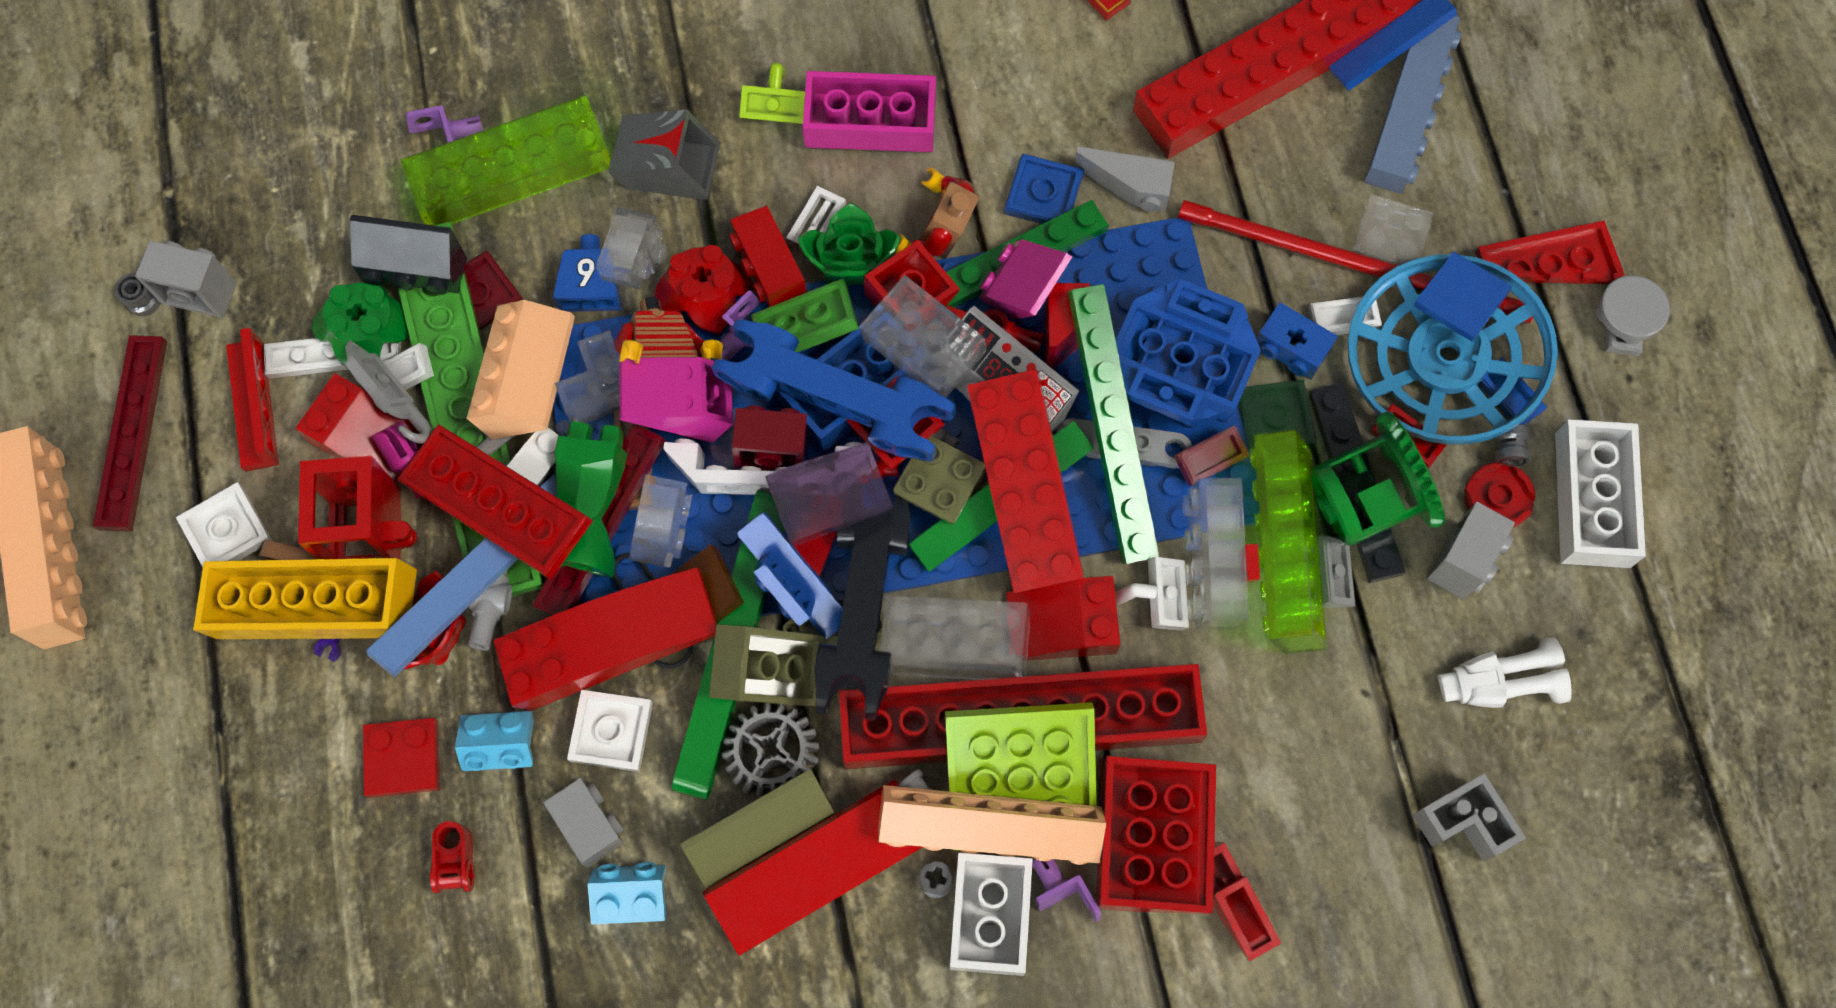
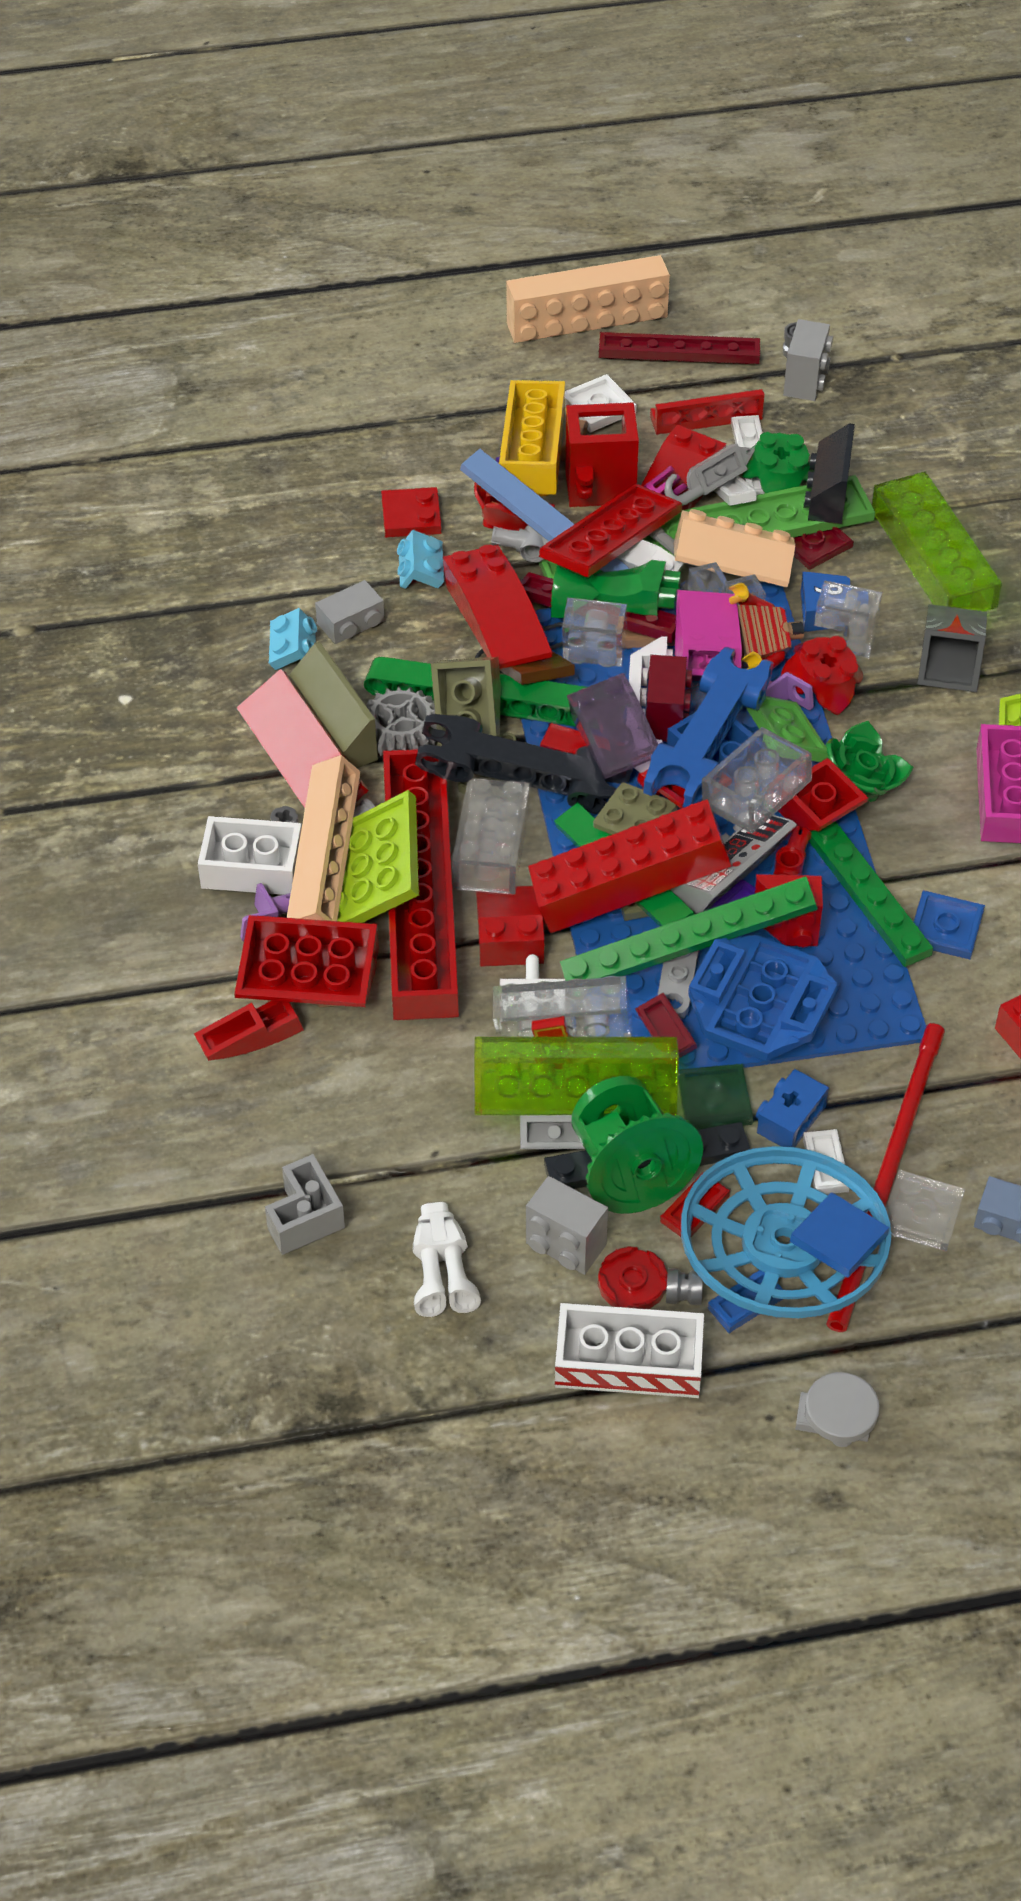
camera: 90 degrees right, 20 degrees down
(451, 129) = (969, 507): medium lavender bracket -> none
(452, 861) = (332, 539): red piece -> none
(610, 731) = (424, 627): white plate -> none
(766, 257) = (838, 712): red brick -> none
(789, 577) = (542, 706): bracket -> none
(792, 237) = (905, 749): white tile -> none
(948, 215) = (906, 837): torso -> none
(1023, 278) = (843, 877): dark pink slope -> none
(1133, 178) = (961, 988): light grey slope -> none
(1561, 256) = (905, 1357): red wing -> none

